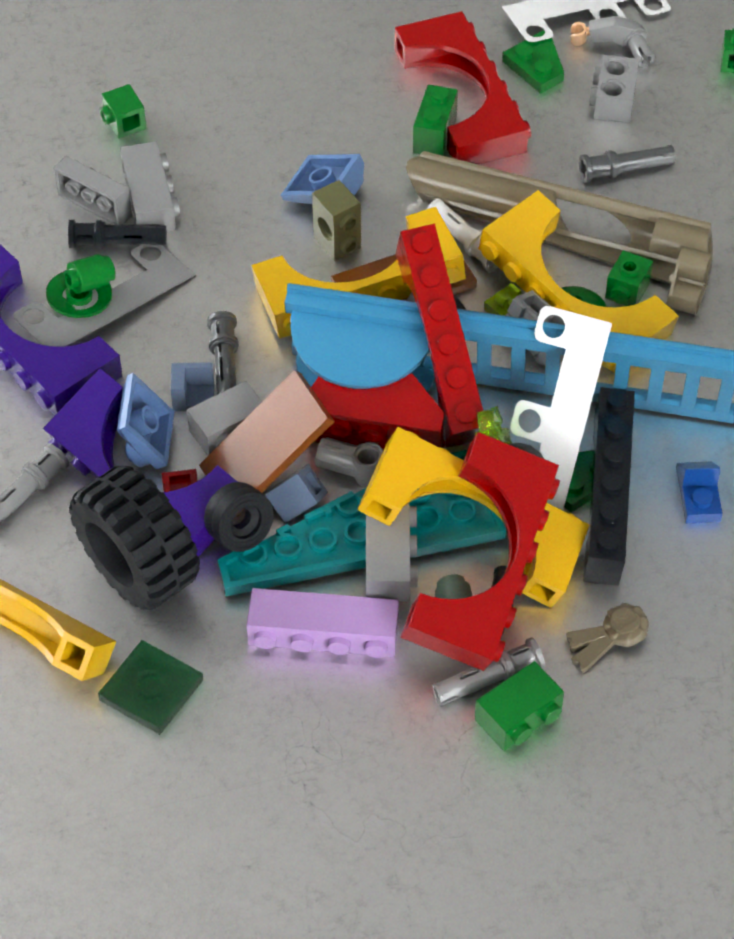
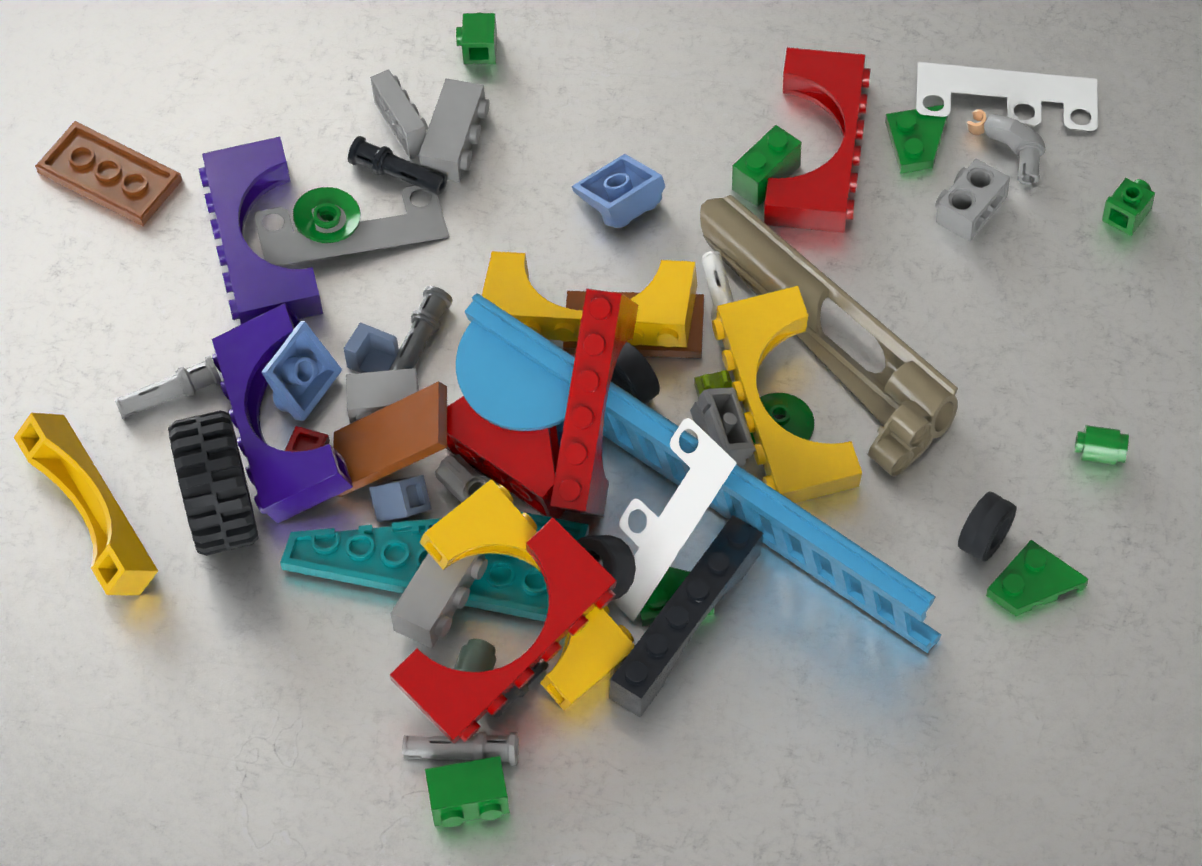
camera: 30 degrees right, 5 degrees up
(89, 273) = (341, 200): green brick -> none
(150, 687) = (169, 625): clear green tile -> none
(225, 505) = (322, 482): black tyre -> none
(323, 622) = (342, 632): lavender brick -> none
(336, 220) = (599, 236): olive brick -> none
(490, 425) = (583, 516): clear neon green piece -> none
(612, 163) = (914, 281): dark grey pin -> none
(621, 627) = (610, 760): dark tan piece -> none
(628, 286) = (846, 413): green brick -> none
(699, 491) = (773, 658): blue slope -> none

